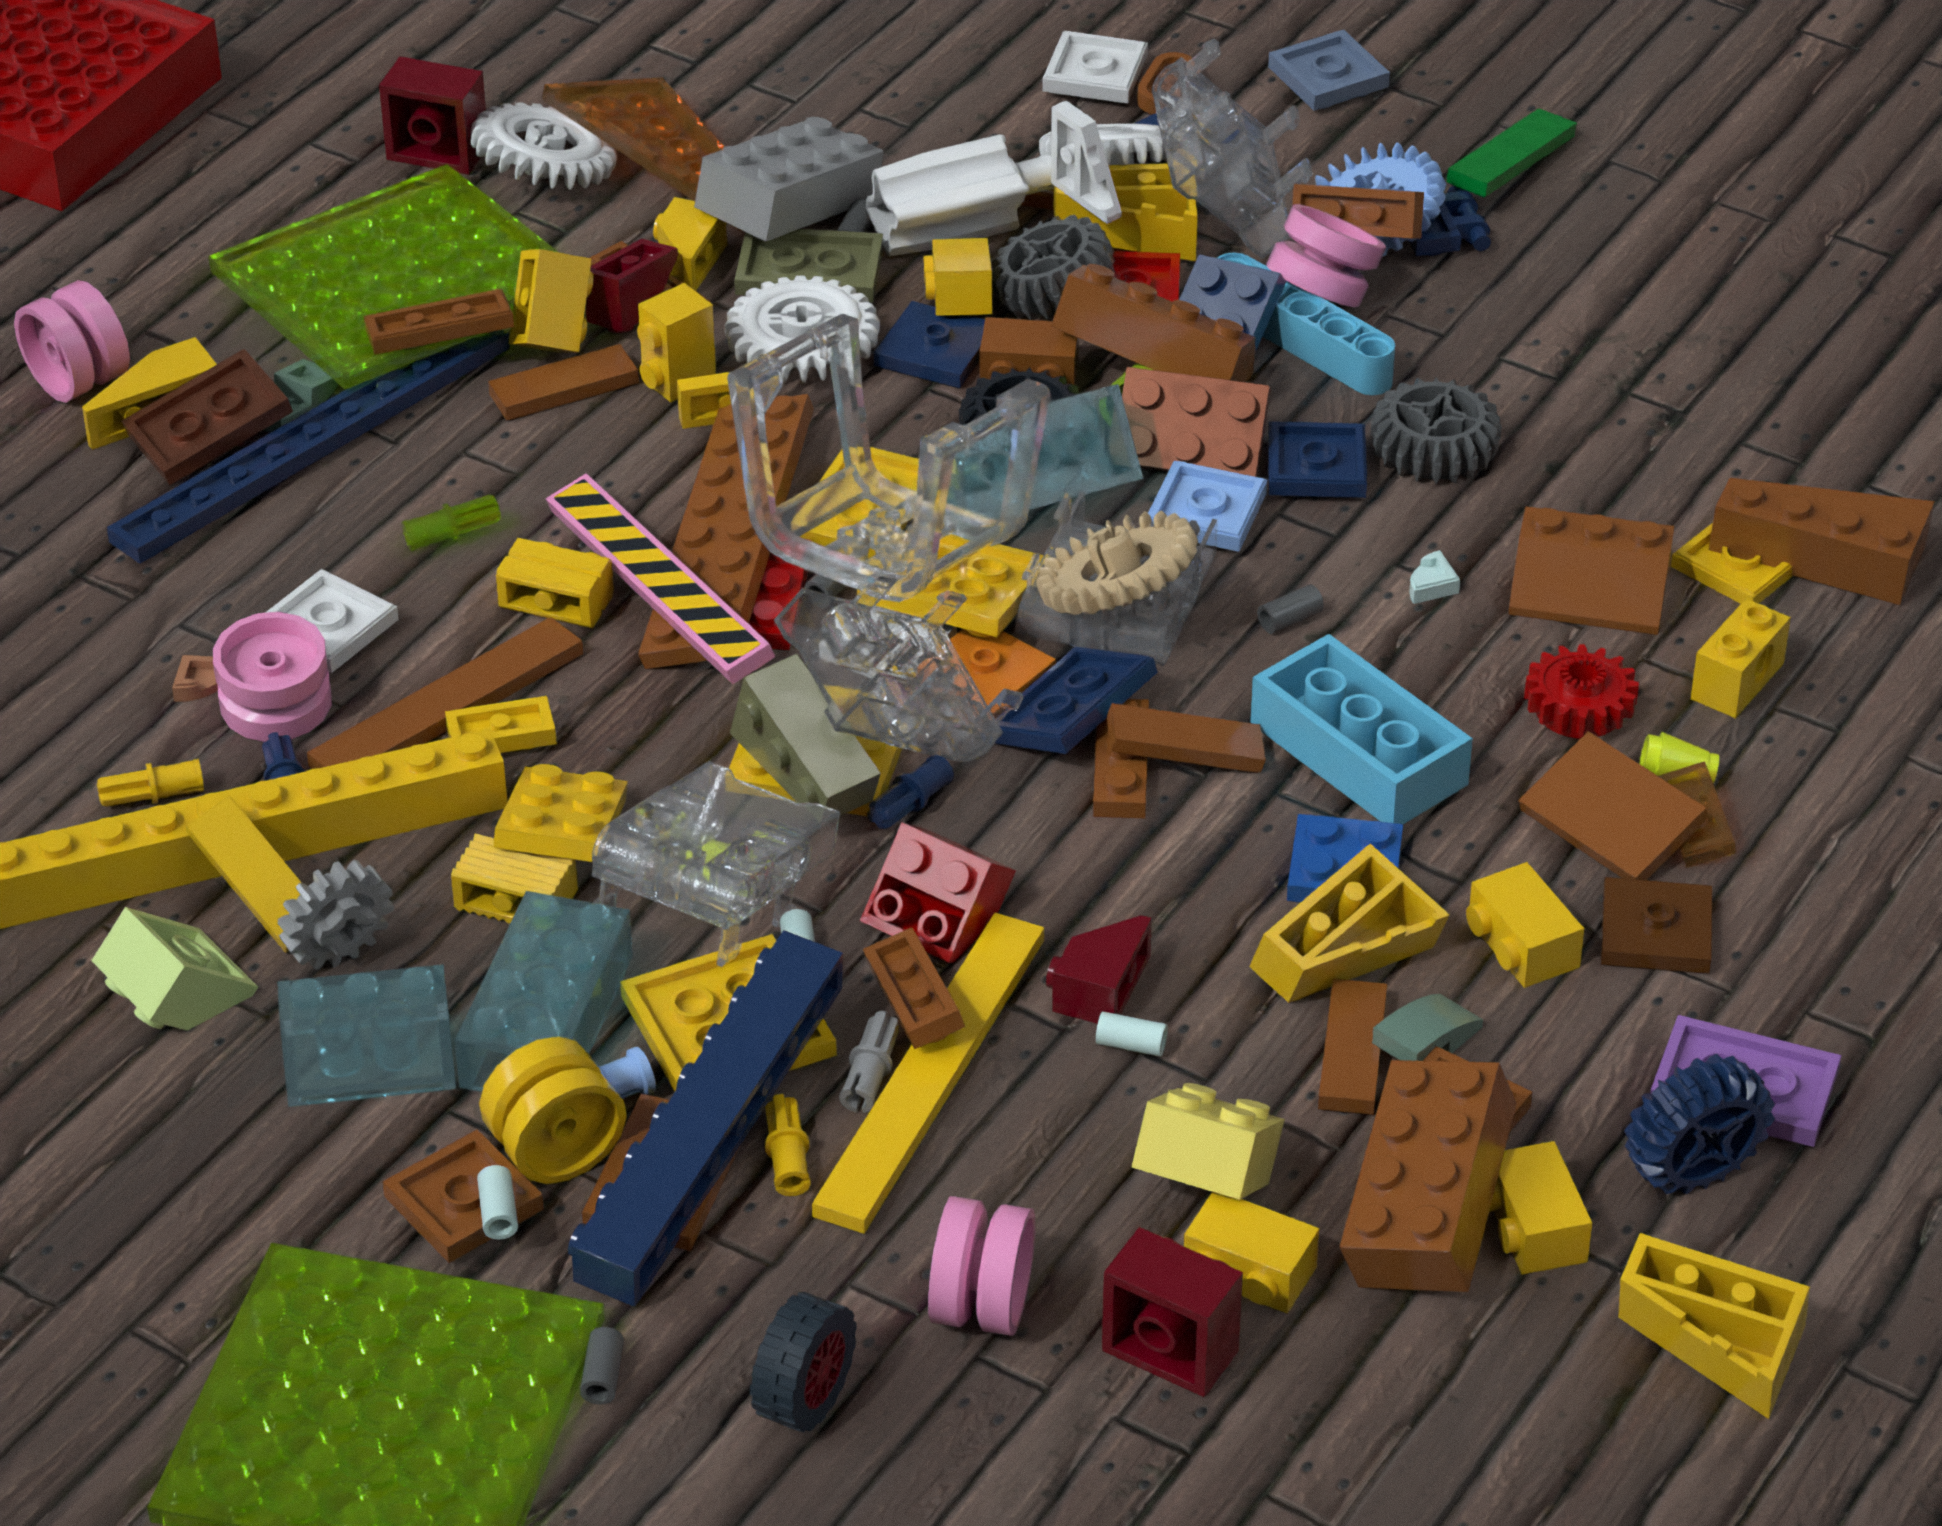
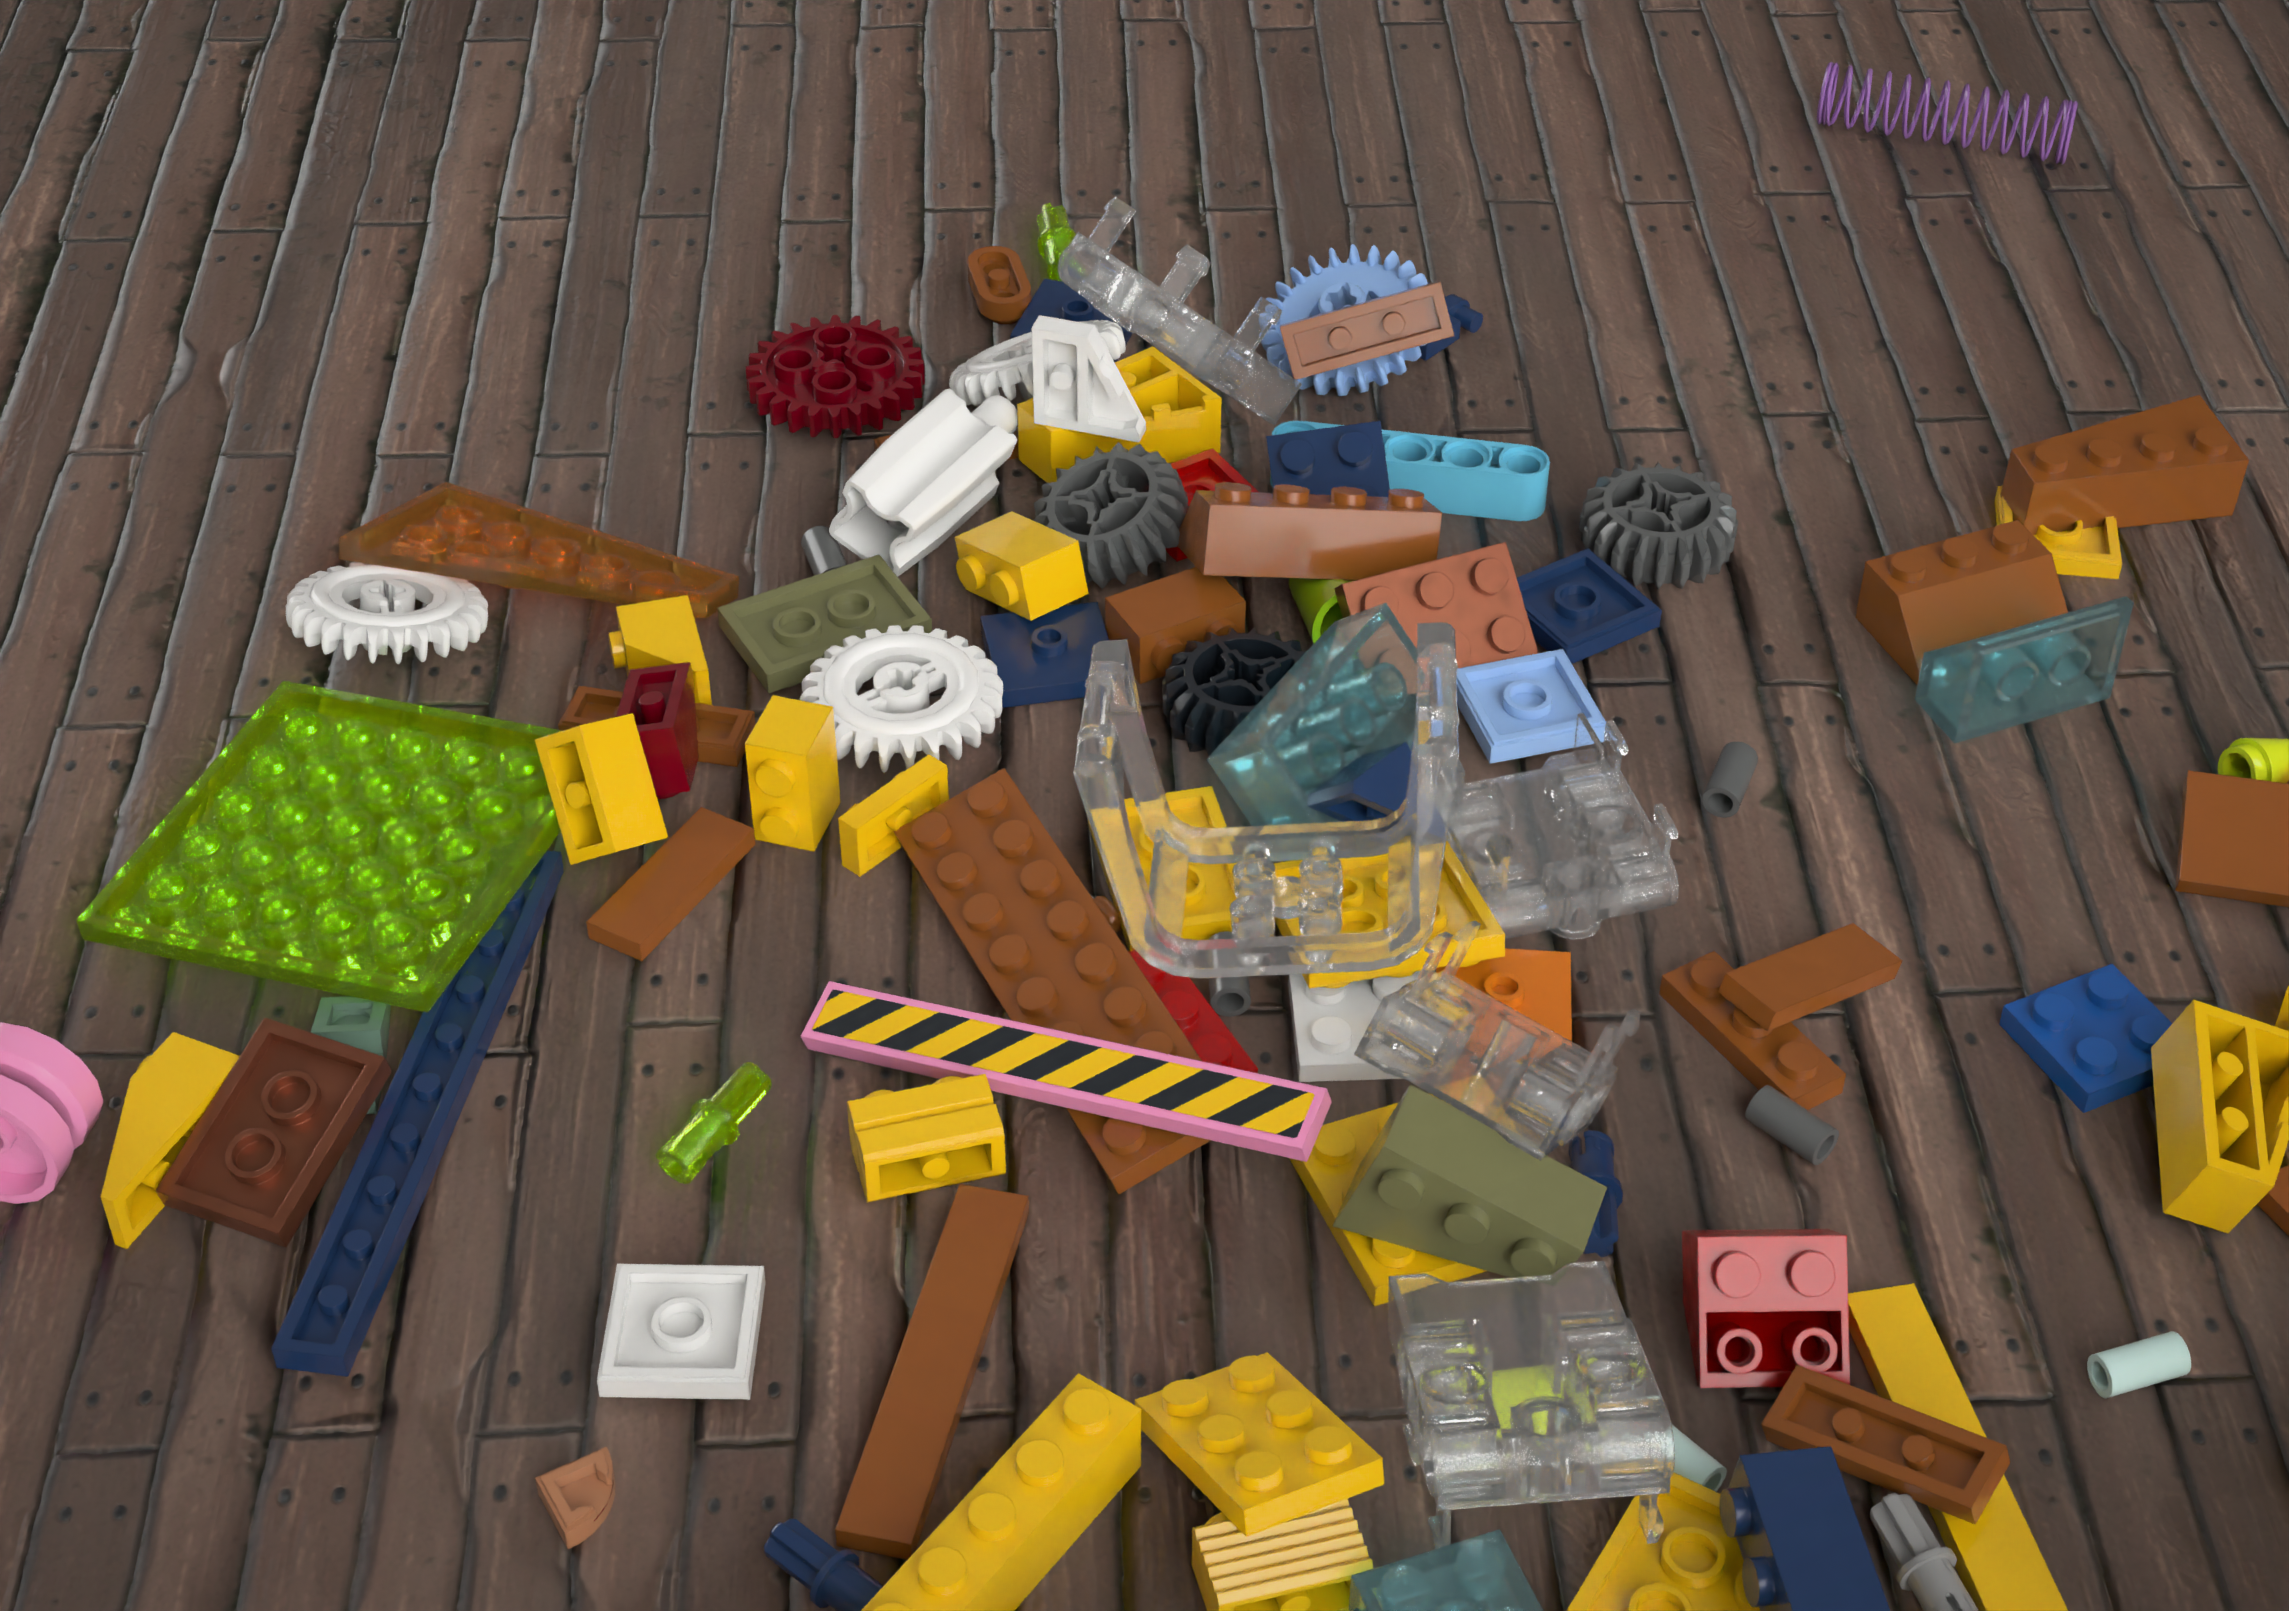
camera: 35 degrees left, 0 degrees up
(272, 676) = (708, 1447): bright pink wheel -> none
(431, 113) = (225, 627): dark red brick -> none
(438, 321) = (487, 873): dark orange tile -> none
(512, 723) = (1043, 1360): yellow plate -> none
(787, 178) = (732, 533): light grey brick -> none
(956, 111) = (835, 376): none -> dark red gear
(988, 499) = (1366, 787): none -> dark blue slope
(1074, 698) = (1658, 967): dark blue tile -> none
(1079, 815) = (1792, 1125): none -> dark grey piece
(1095, 66) = (908, 292): white plate -> none
(1100, 969) = (2041, 1308): dark red slope -> none
(1116, 560) = (1632, 761): tan gear -> none
(1242, 67) = (1053, 237): none -> clear neon green axle
(1326, 255) = (1383, 387): bright pink wheel -> none
(1328, 70) = (1163, 209): sand blue plate -> none
(1361, 731) = (1979, 879): medium azure brick -> none
(1433, 579) = (1817, 682): light aqua tile -> none
(1511, 152) = (1412, 221): green tile -> none
(1544, 615) = (2024, 671): none -> clear light blue slope
(1581, 692) = (2102, 735): red gear -> none
(1740, 658) = (2201, 629): yellow brick -> none

